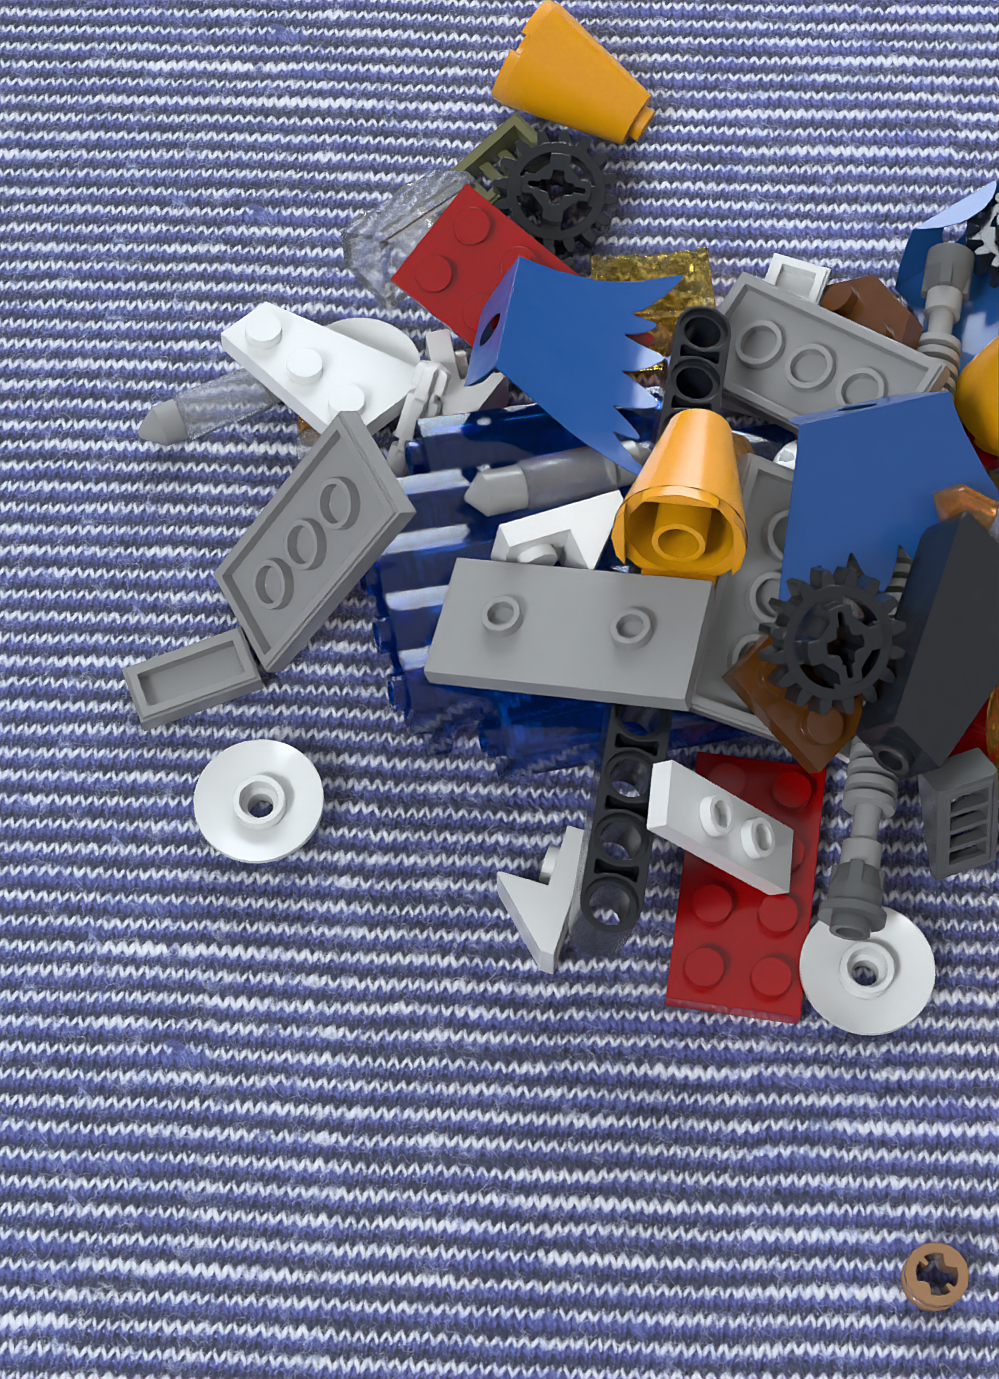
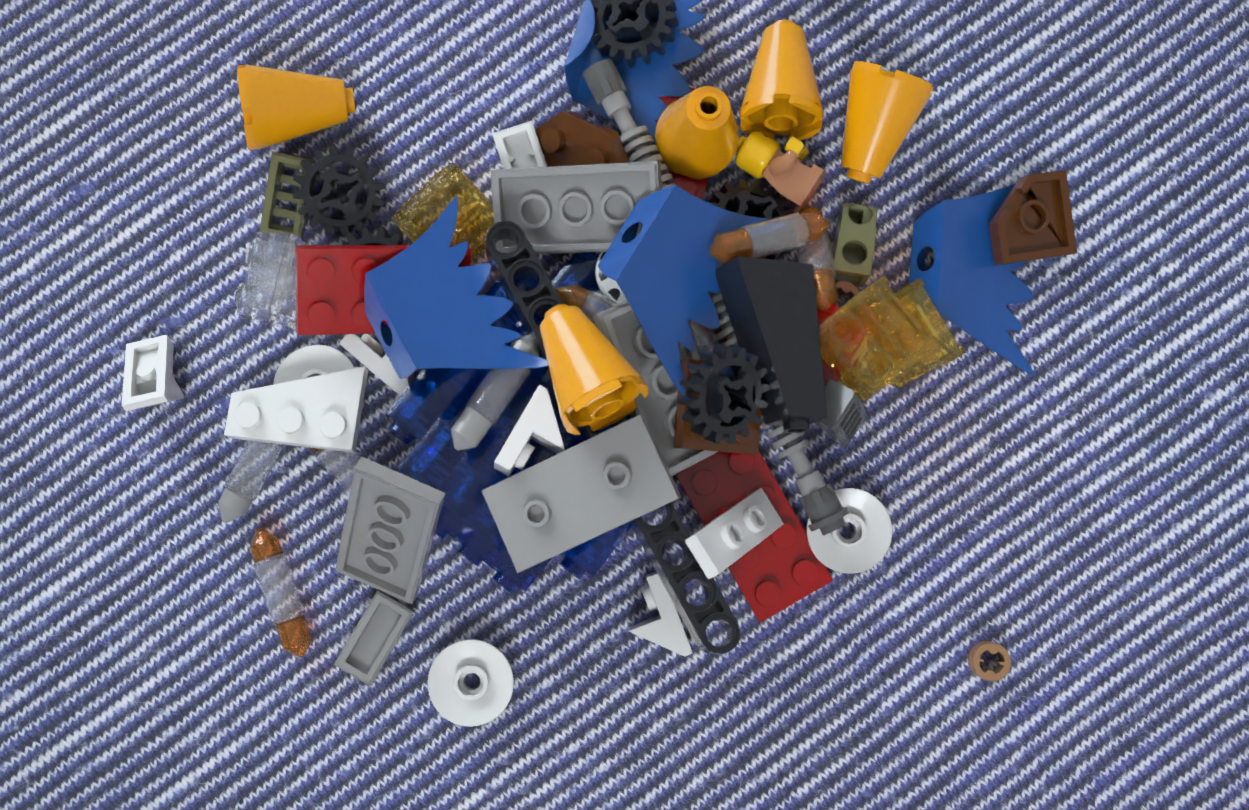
camera: 40 degrees left, 20 degrees up
(132, 551) = (280, 592): none -> piece
(188, 237) = (149, 374): none -> white slope
(430, 382) = (375, 395): white axle -> none

